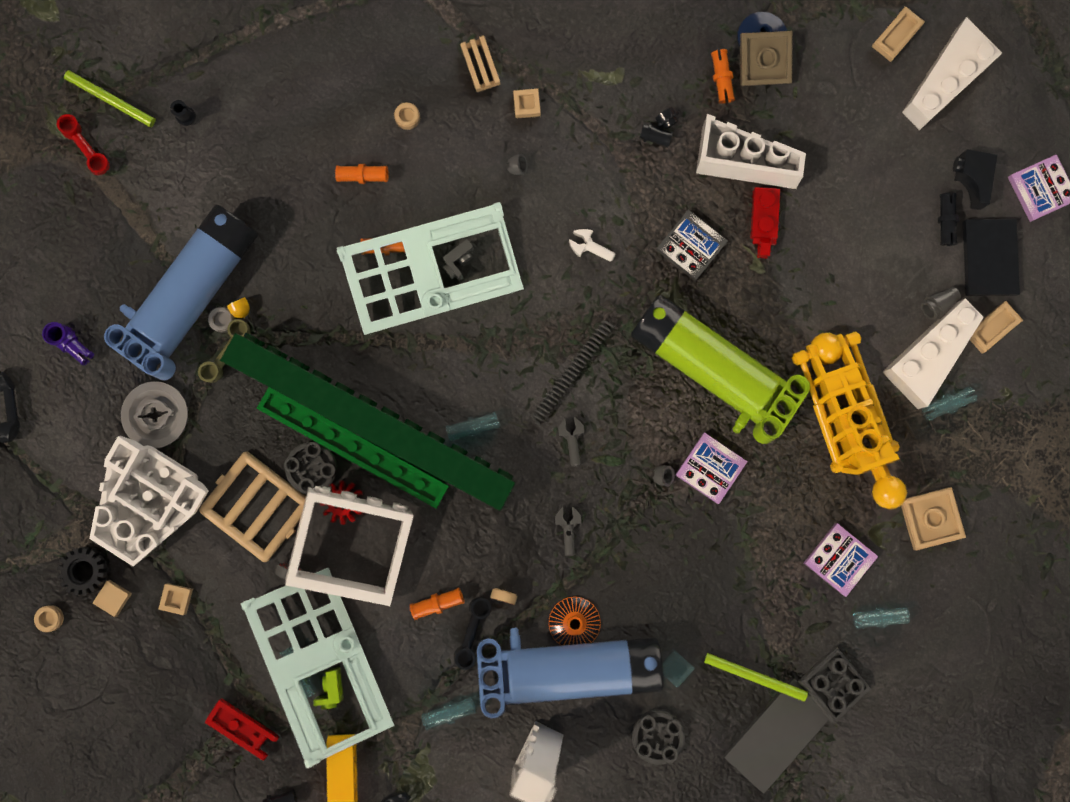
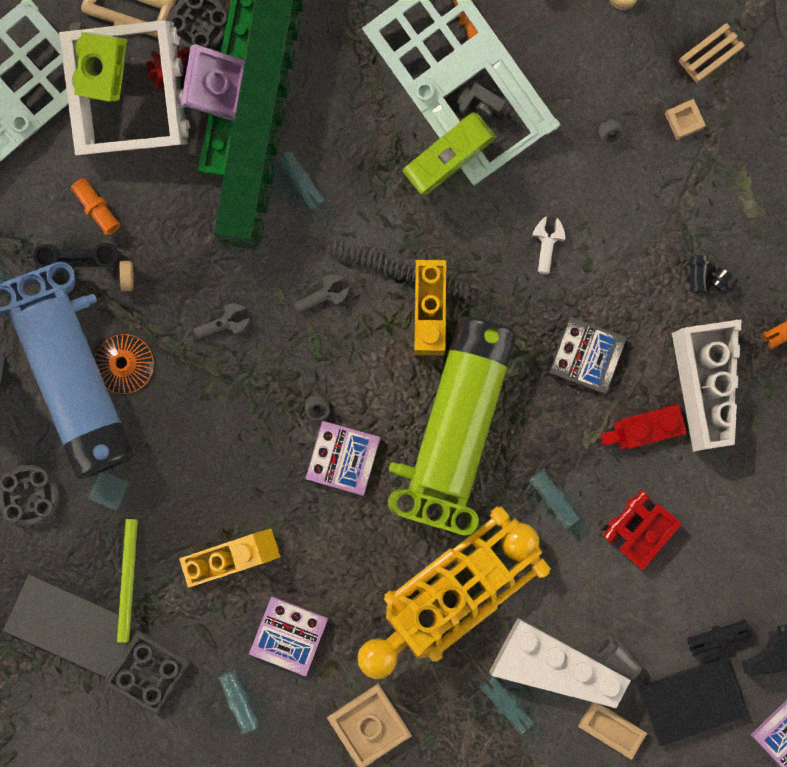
camera: 70 degrees right, 0 degrees up
(318, 547) = (111, 53): none -> lime brick
(370, 470) = (212, 82): none -> lavender tile
(496, 297) = (449, 153): none -> lime axle
(614, 356) = (430, 307): none -> yellow slope
(764, 586) = (229, 557): none -> yellow slope
(799, 310) = (554, 499): none -> clear light blue pin
(852, 246) = (648, 536): none -> red plate

